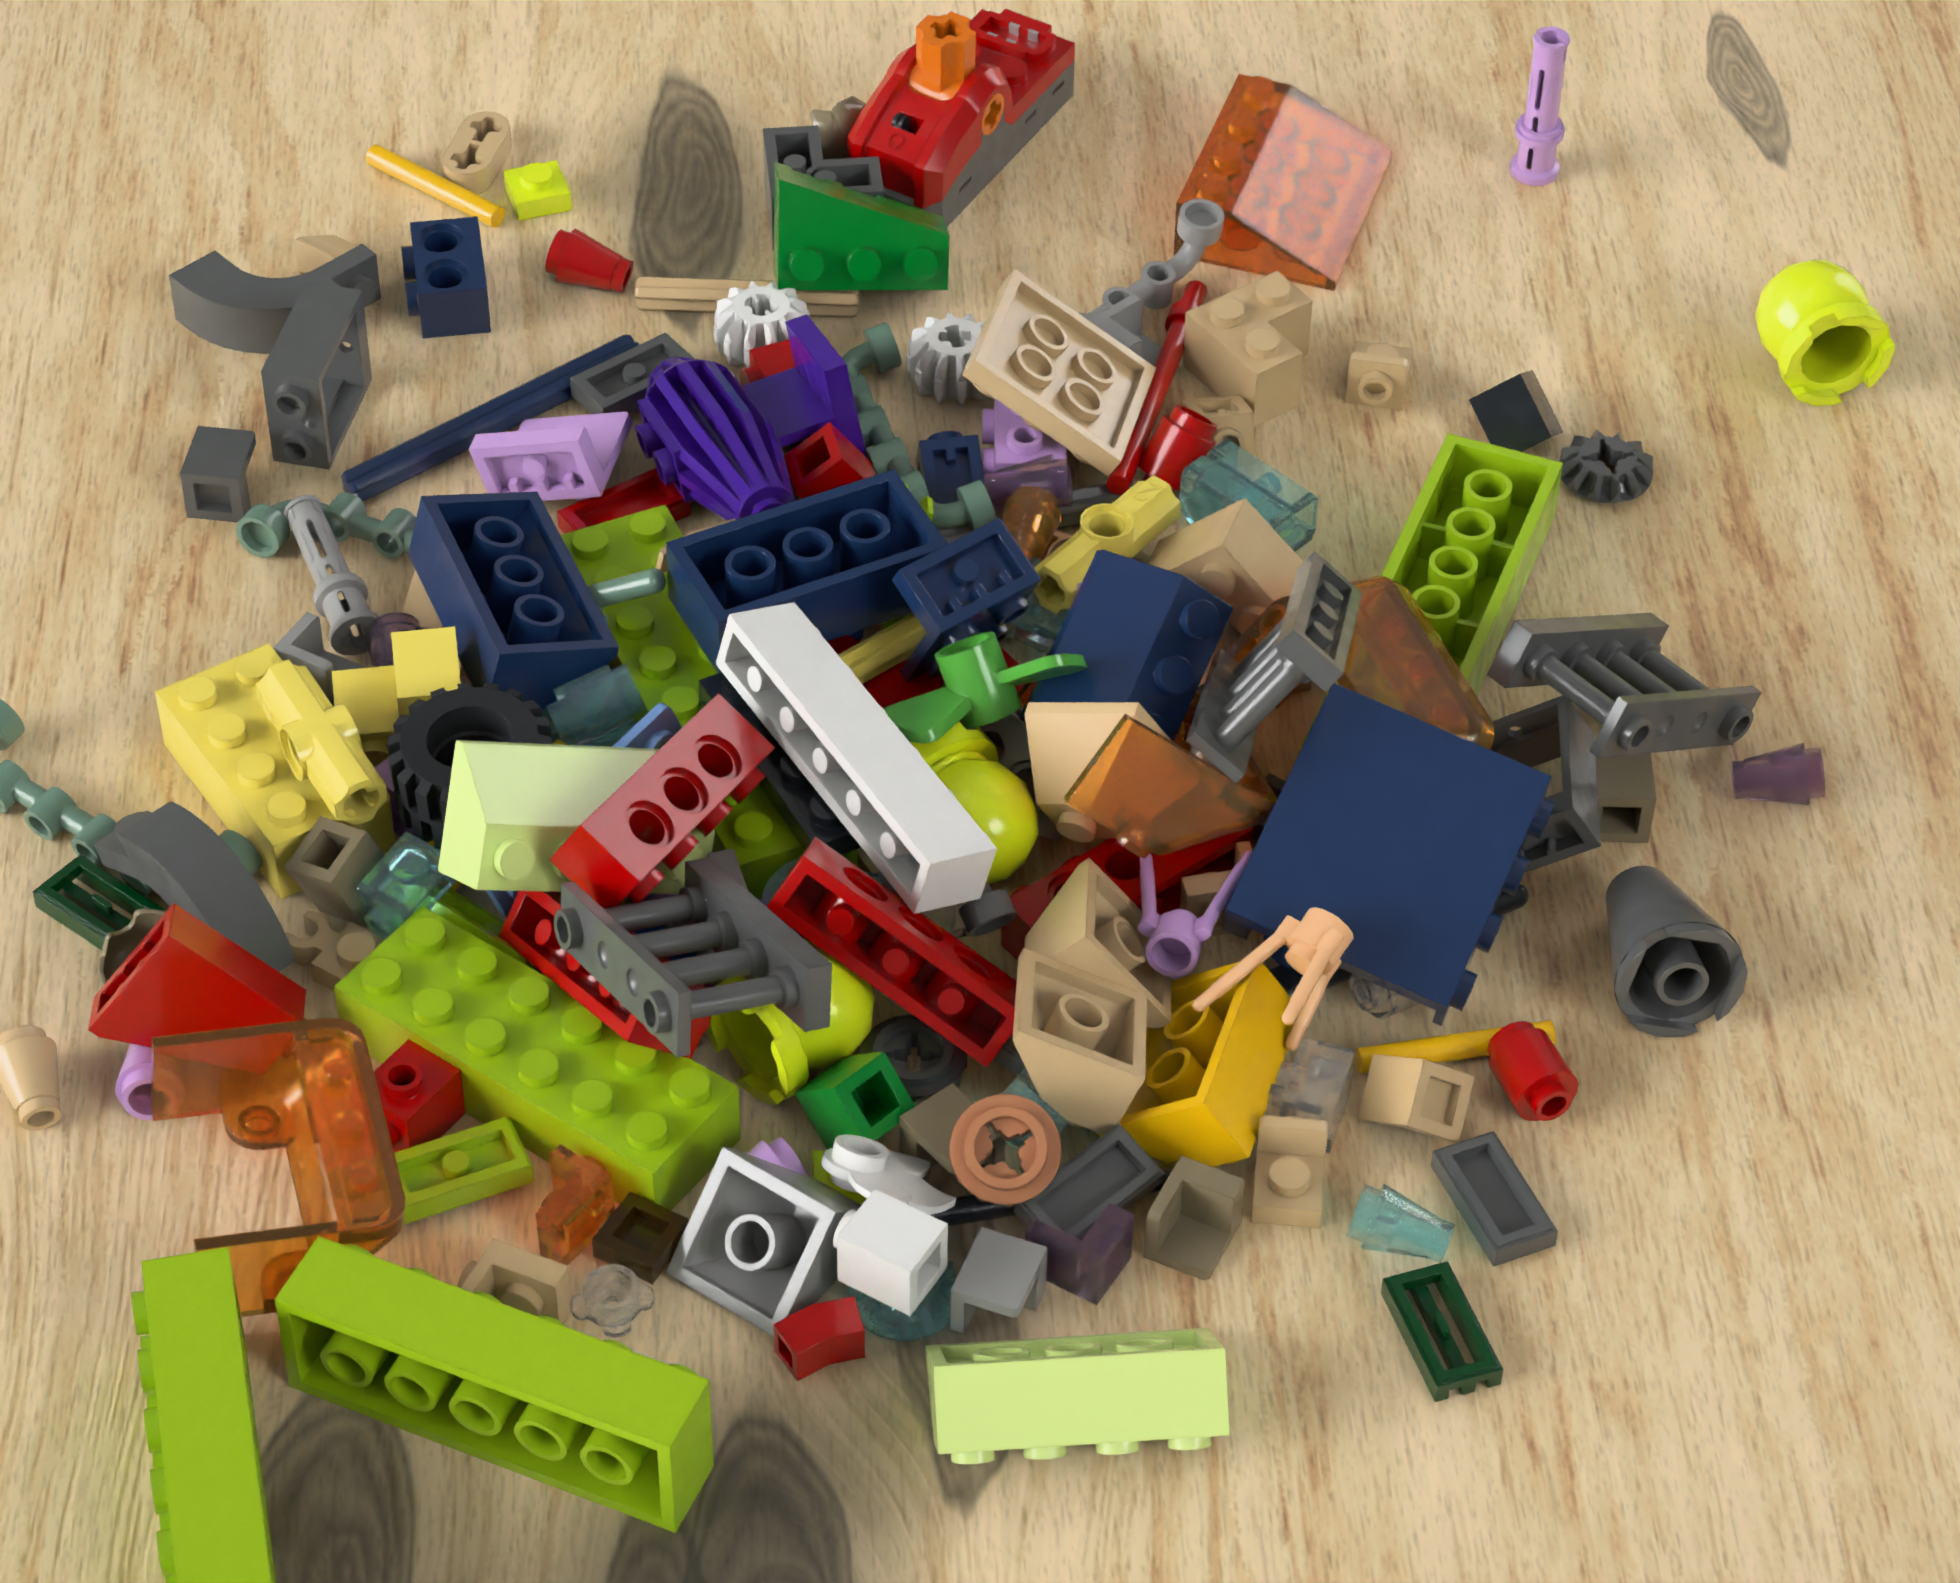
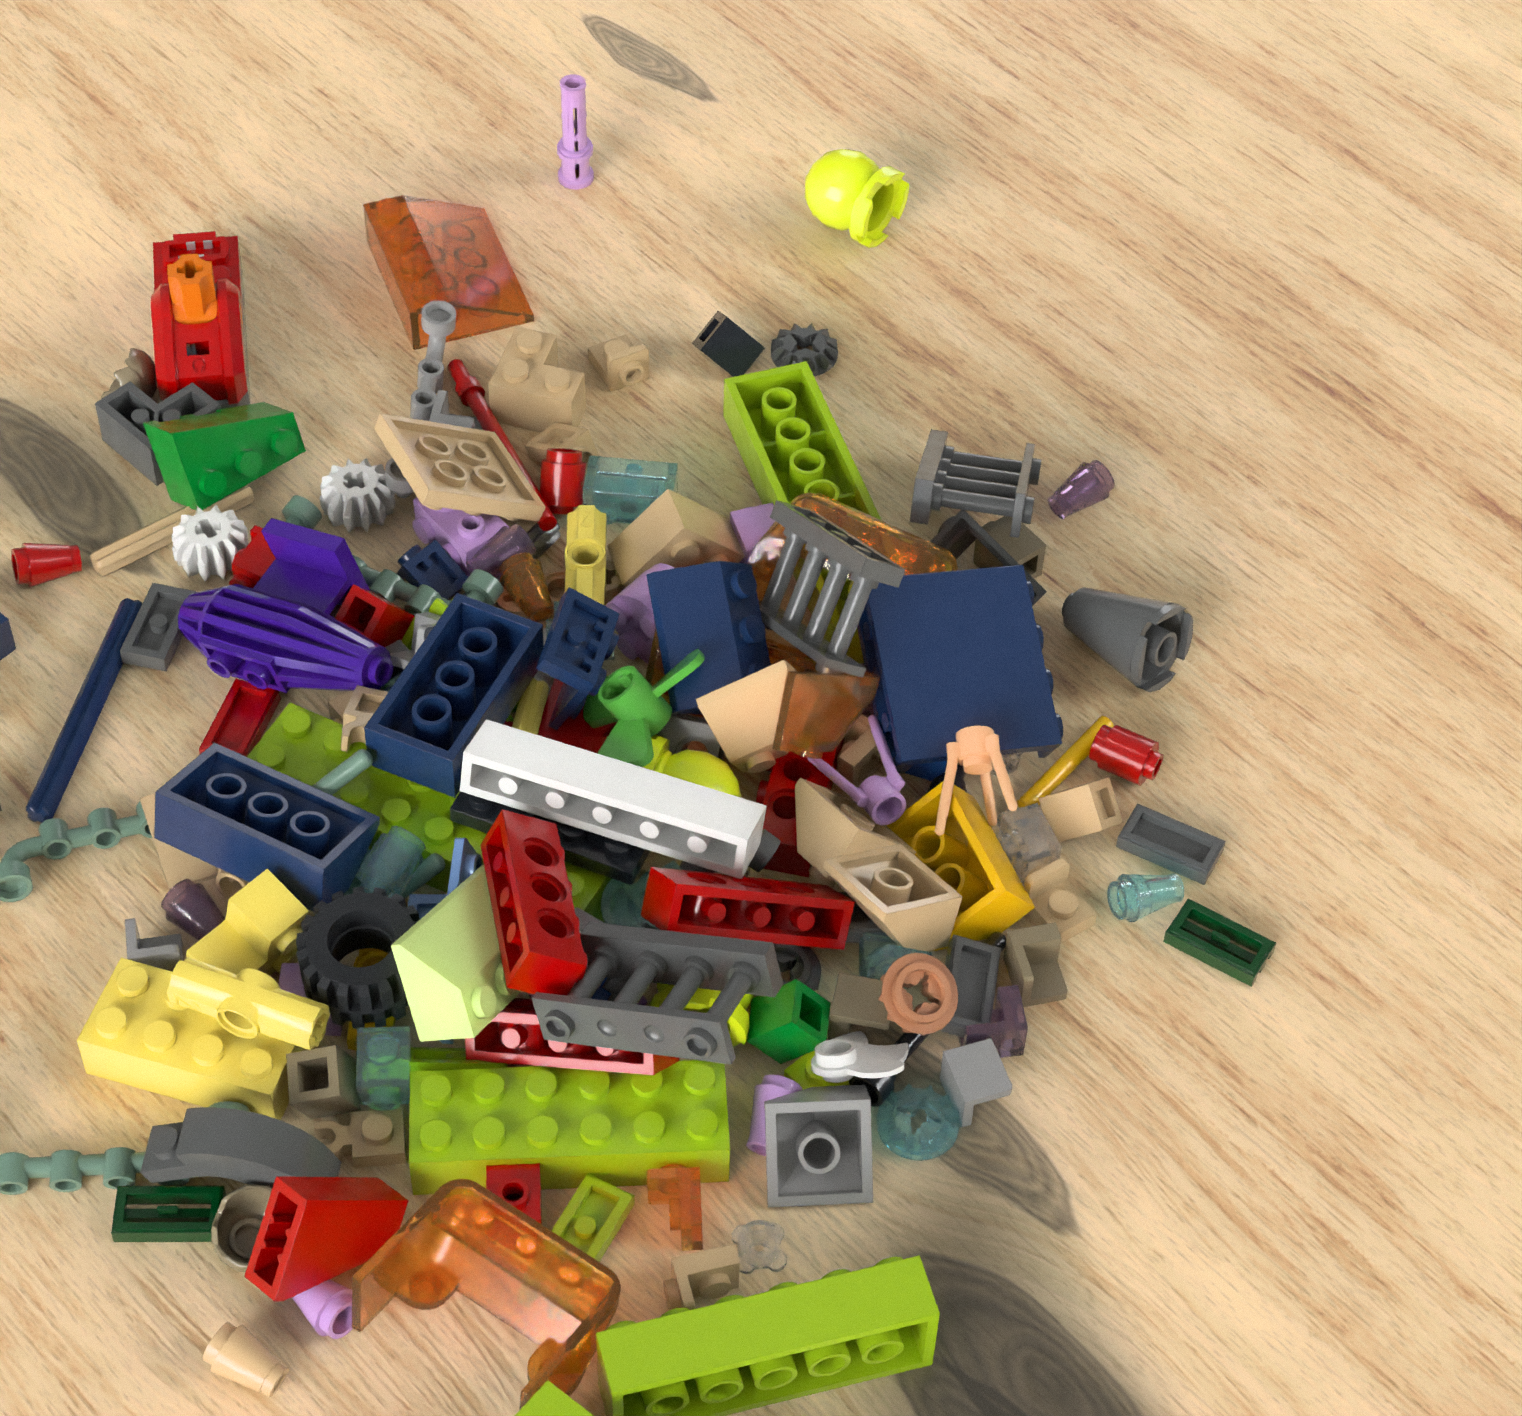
camera: 40 degrees left, 5 degrees up
(311, 526) = (113, 893): light grey pin -> none
(552, 455) = (167, 711): lavender bracket -> none
(640, 1237) = (739, 1195): dark brown plate -> none
(820, 1336) = (902, 1182): red piece -> none
(891, 1251) = (915, 1102): white brick -> none
(1077, 1393) = (1076, 1114): yellowish green slope -> none

